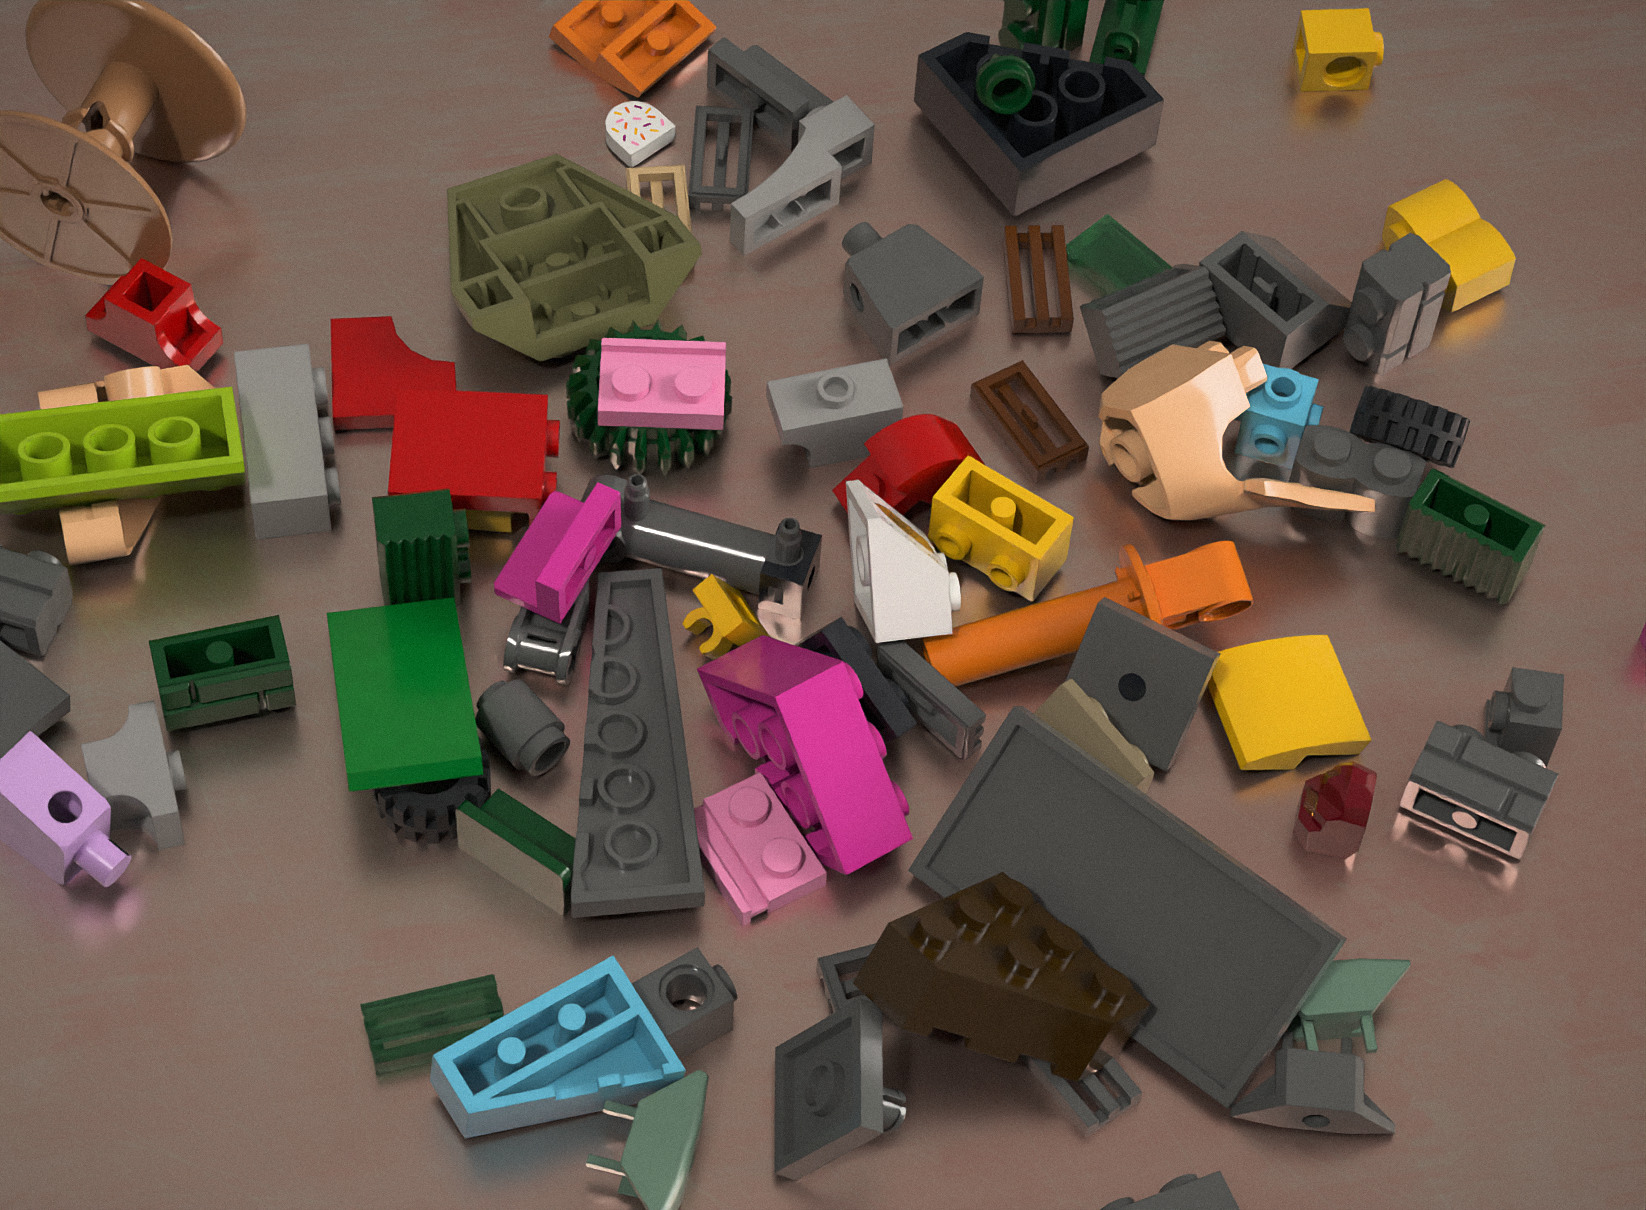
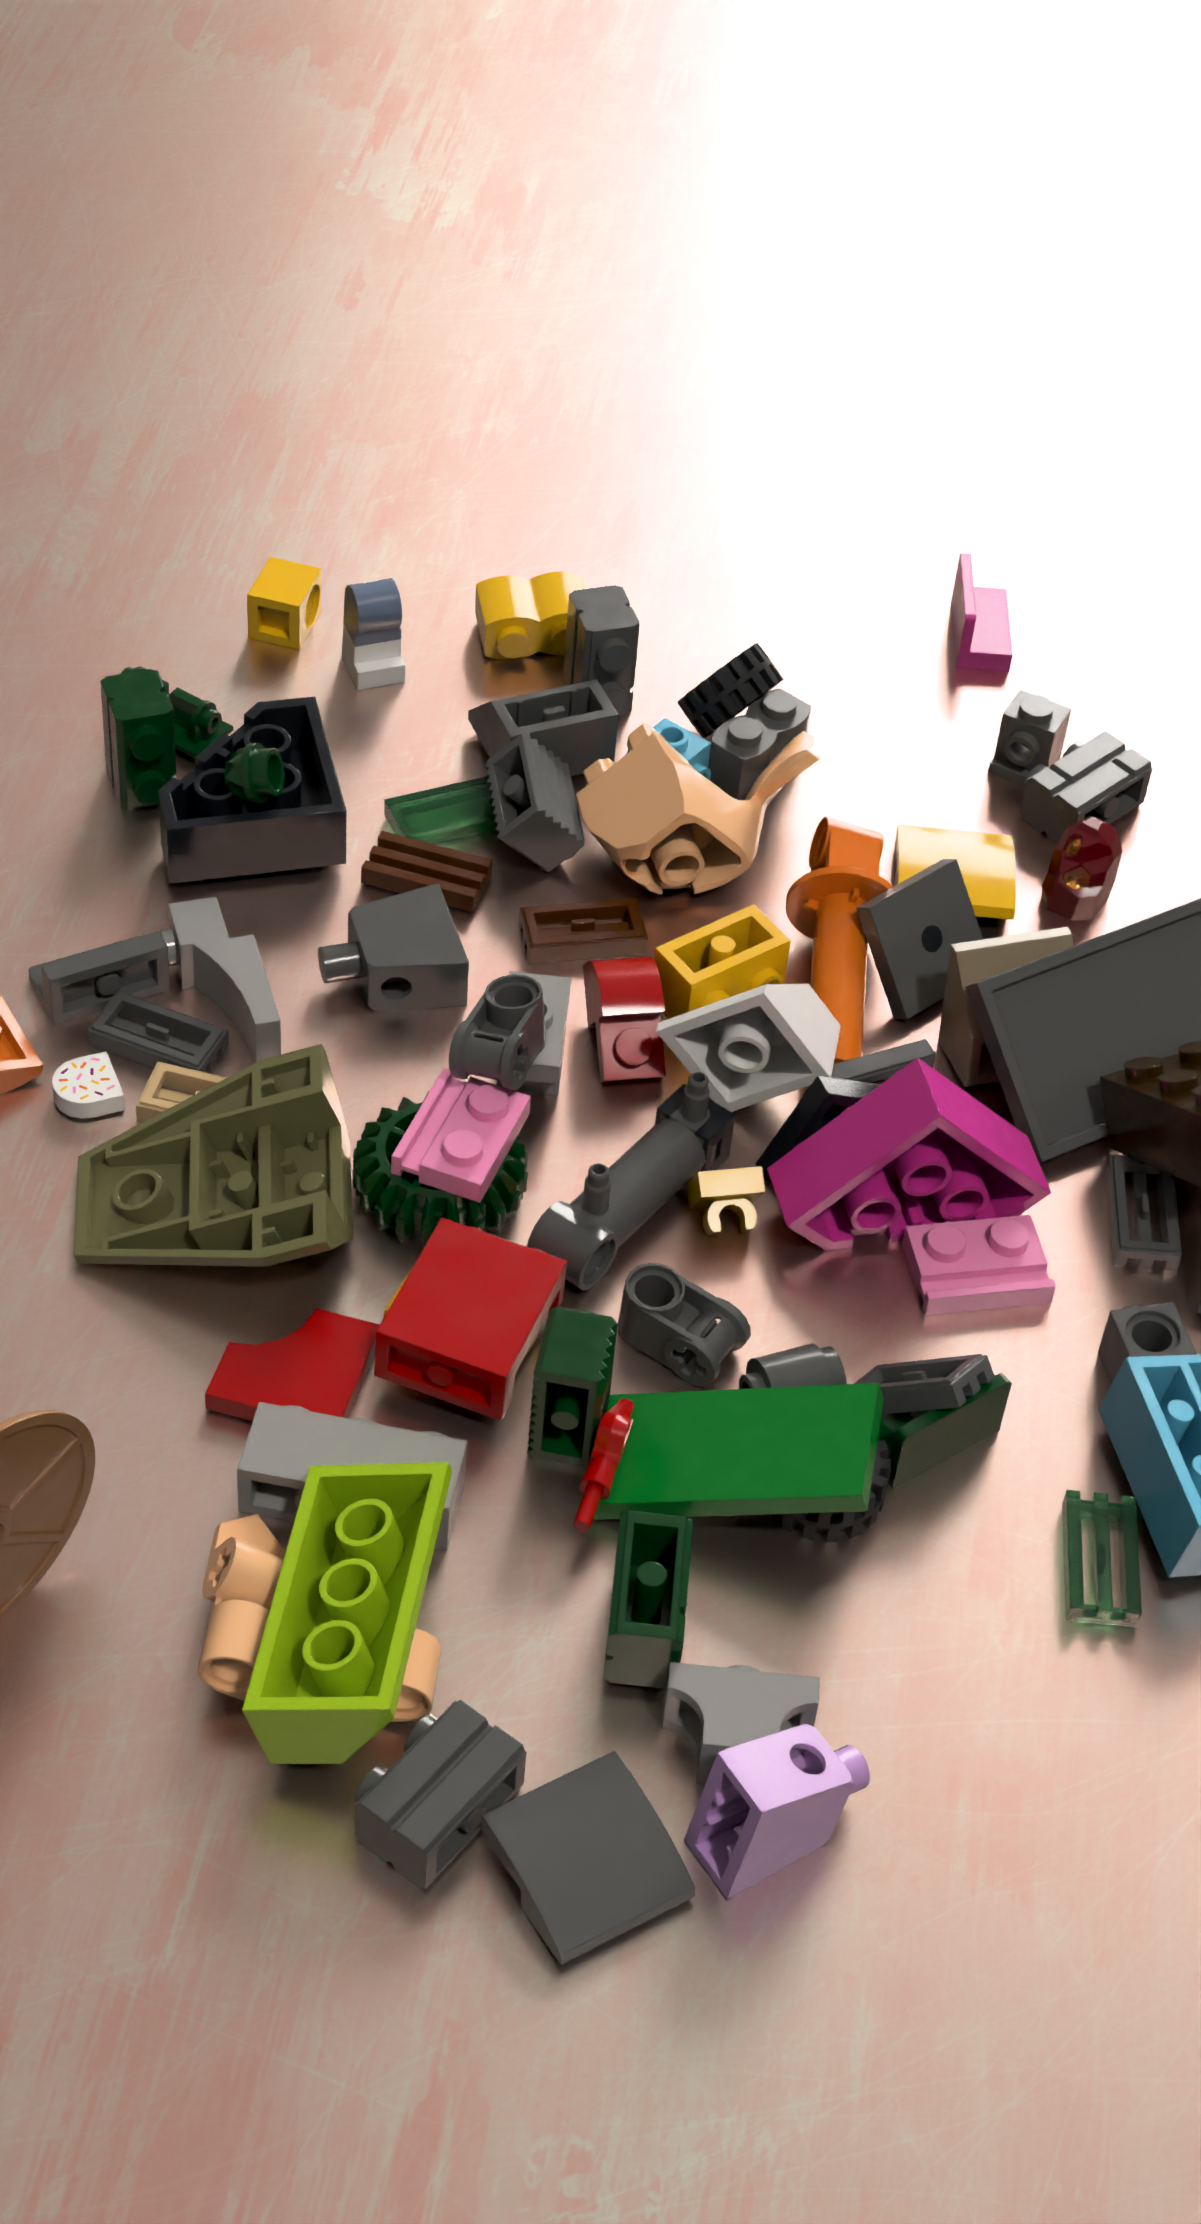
camera: 70 degrees left, 10 degrees down
(155, 319) = (131, 1542): red brick -> none
(382, 602) = (604, 1461): none -> red hand
(532, 825) = (929, 1382): none -> dark grey tile
(560, 552) = (639, 1263): dark pink panel -> none
(635, 787) = (861, 1302): dark grey wing -> none
(768, 363) = (501, 1032): none -> dark grey piece
(1319, 126) = (373, 634): none -> leg
(1469, 536) = (854, 699): dark green brick -> none

